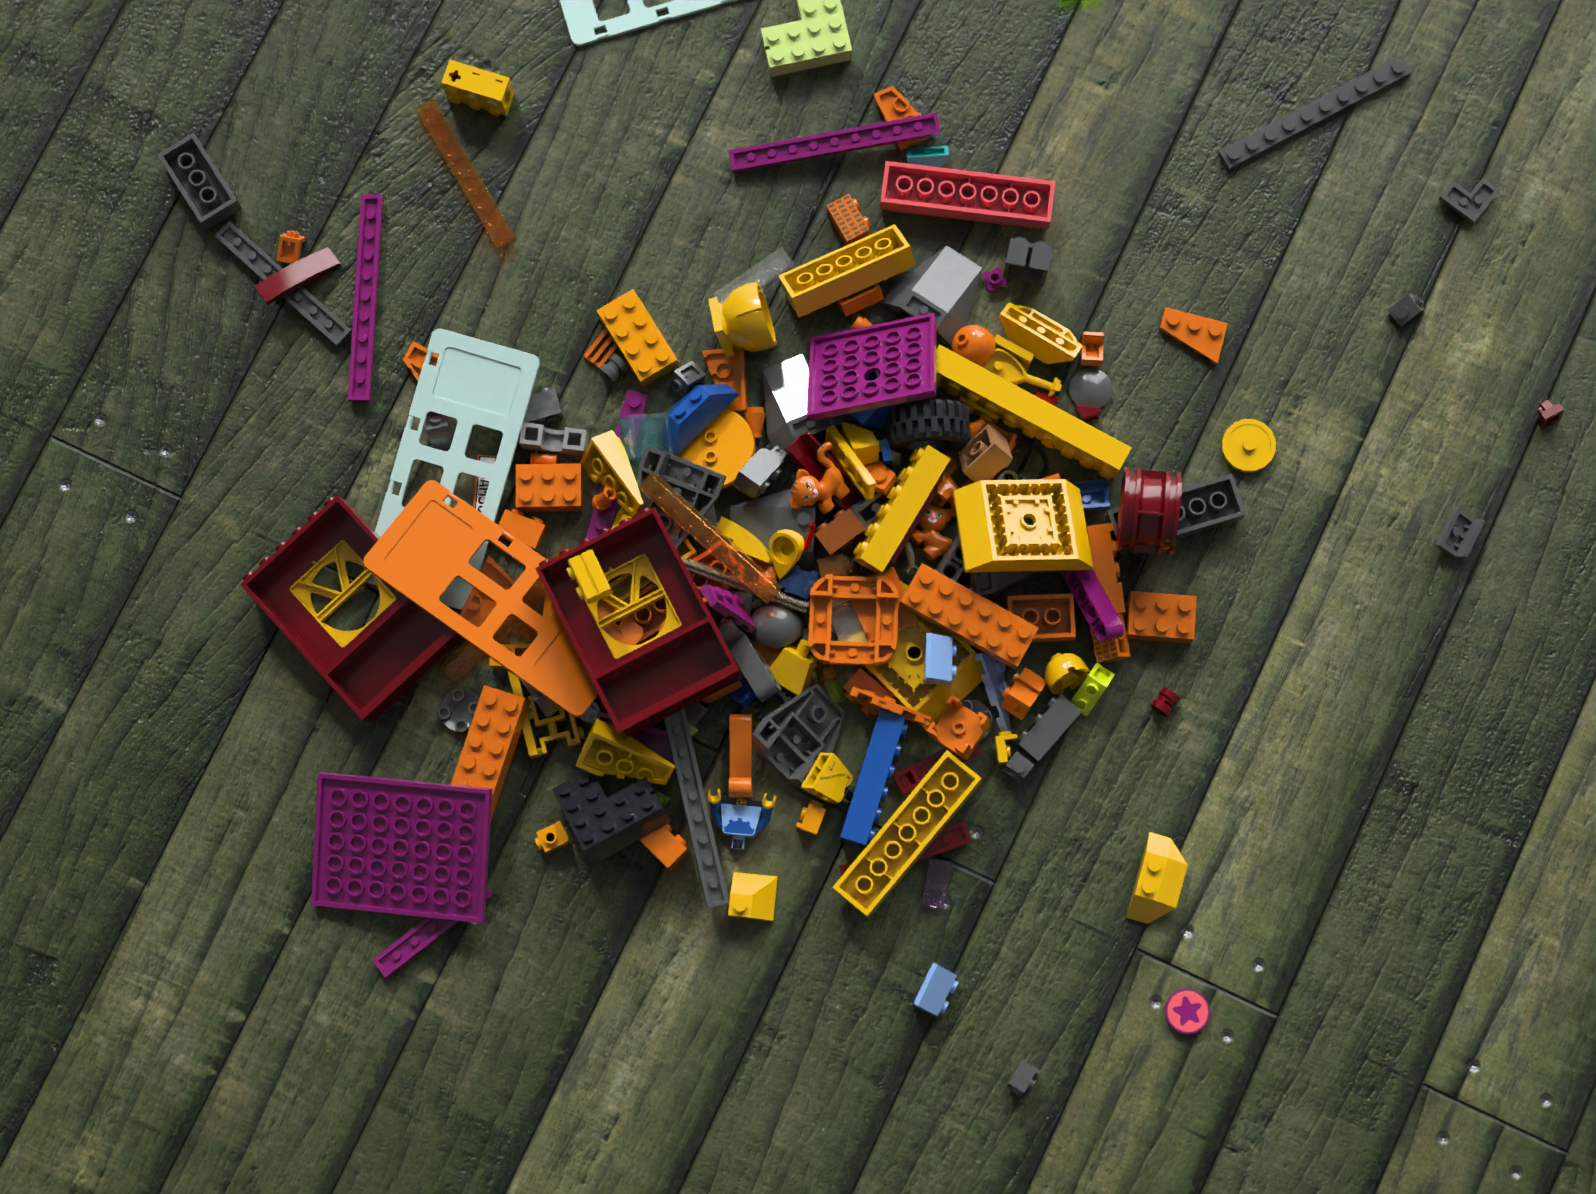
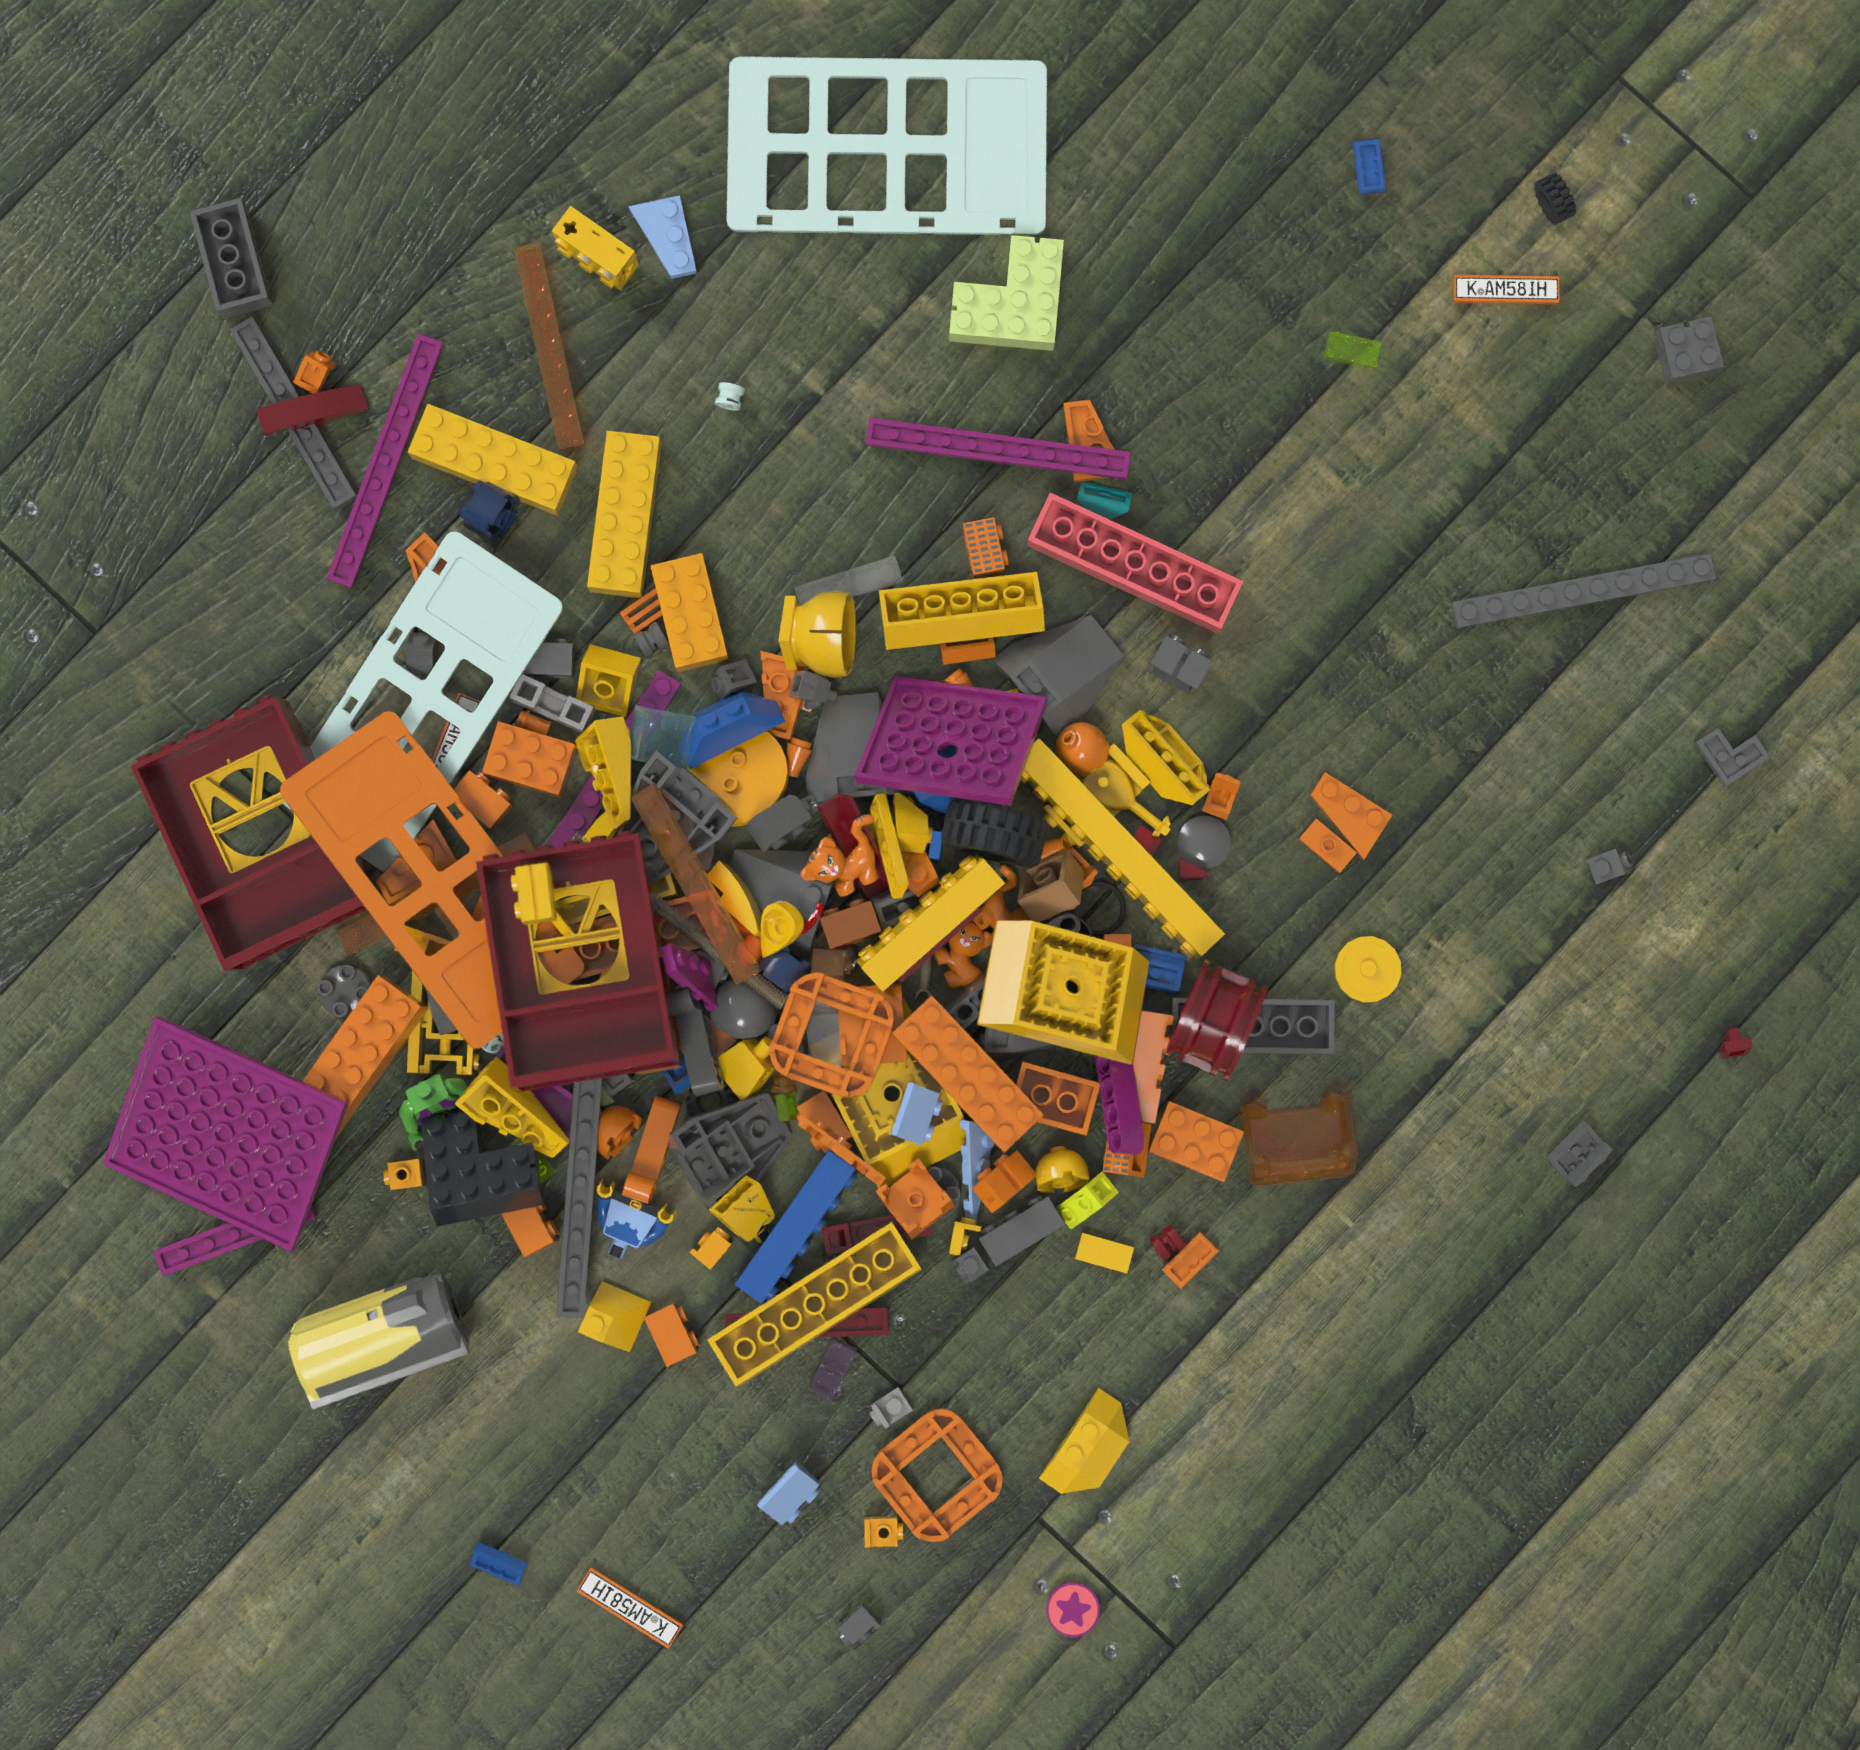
camera: 10 degrees right, 5 degrees up
(449, 270) = (489, 455): none -> yellow brick
(459, 308) = (489, 511): none -> dark blue brick
(529, 62) = (667, 233): none -> light blue wing
(553, 771) = (429, 1099): none -> bright green torso
(563, 280) = (624, 514): none -> yellow brick
(572, 970) = (378, 1339): none -> piece
(590, 408) = (608, 680): none -> yellow slope
(601, 501) = (585, 796): orange pin -> none
(616, 167) = (729, 396): none -> light aqua wheel
(706, 749) = (615, 1129): none -> orange cylinder
(723, 1120) = (498, 1564): none -> blue plate
(751, 366) = (811, 689): none -> dark grey piece
(802, 895) = (671, 1334): none -> orange brick
(837, 1122) = (629, 1607): none -> tile
(992, 899) = (890, 1408): none -> light grey bracket
(993, 285) = (1130, 680): magenta plate -> none
(1010, 1001) = (874, 1524): none -> light orange brick
(1063, 911) = (965, 1503): none -> orange plate
(1118, 726) = (1104, 1253): none -> yellow tile
(1185, 362) = (1327, 846): none -> orange plate
(1187, 710) = (1190, 1260): none -> orange plate
(1242, 593) = (1299, 1142): none -> clear orange windscreen

